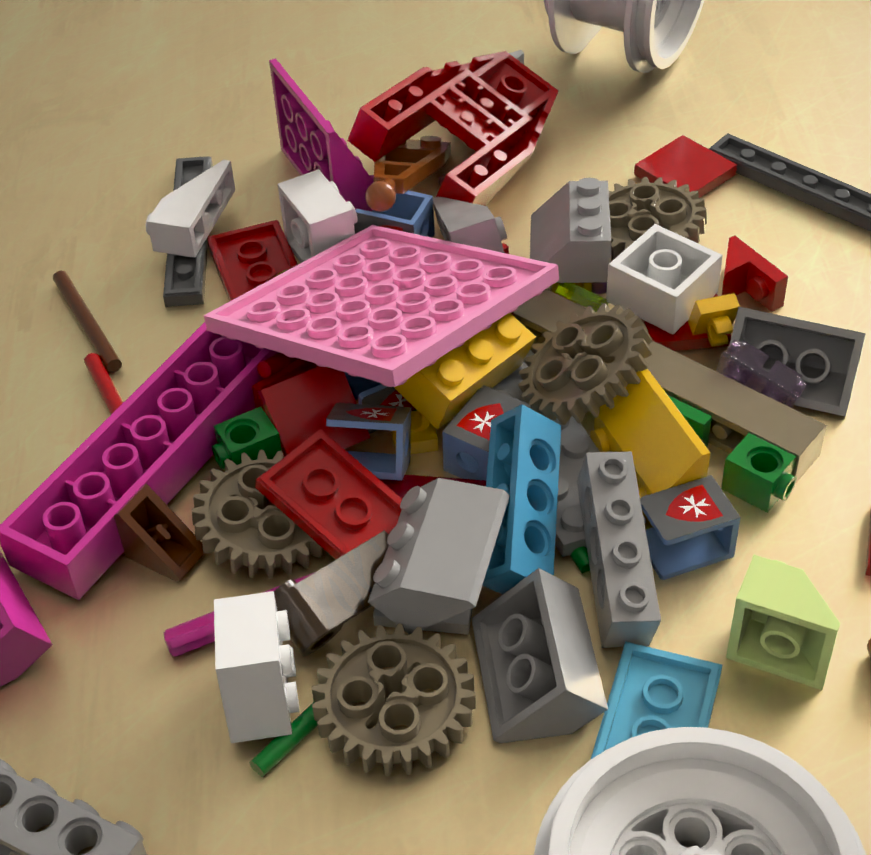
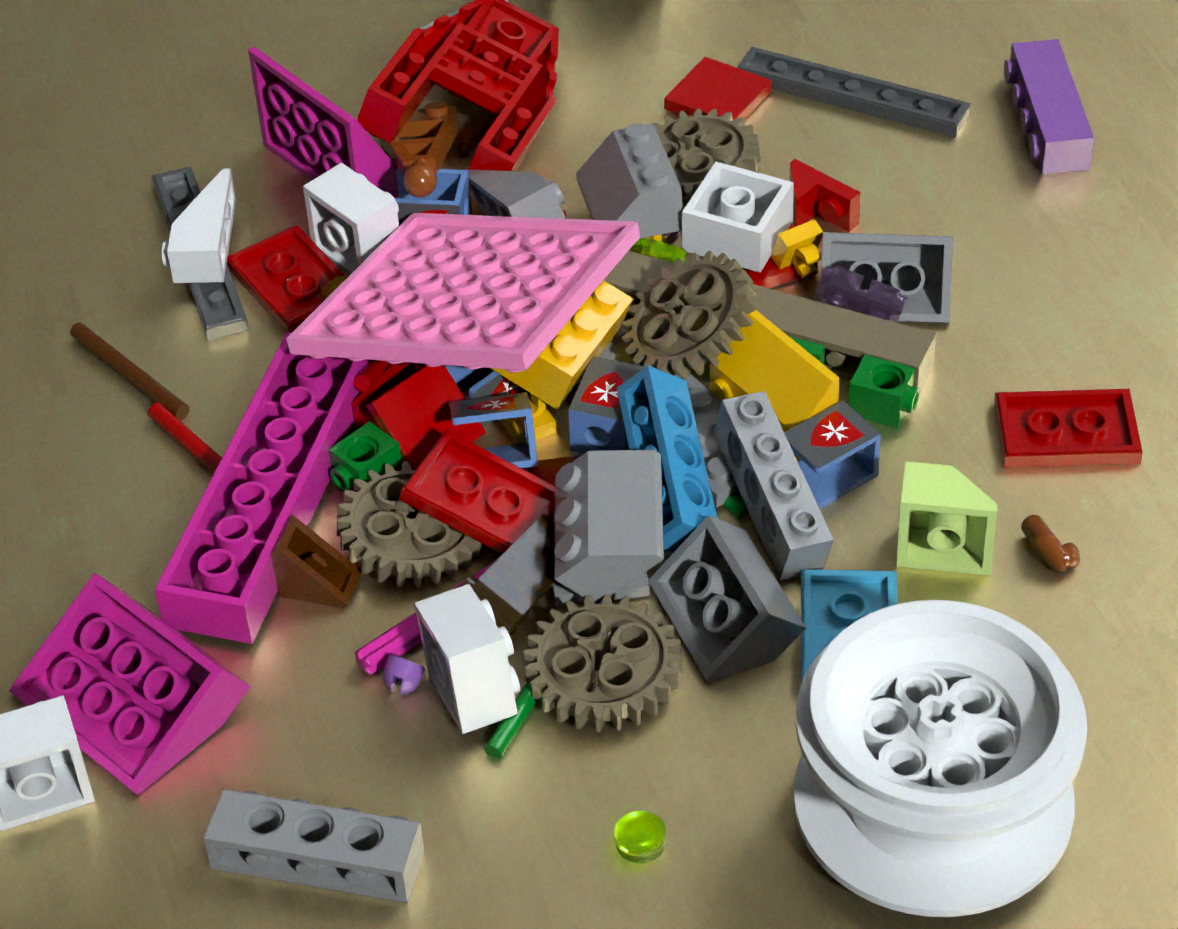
camera: 15 degrees left, 0 degrees up
(198, 664) = (404, 671): none -> medium lavender hinge

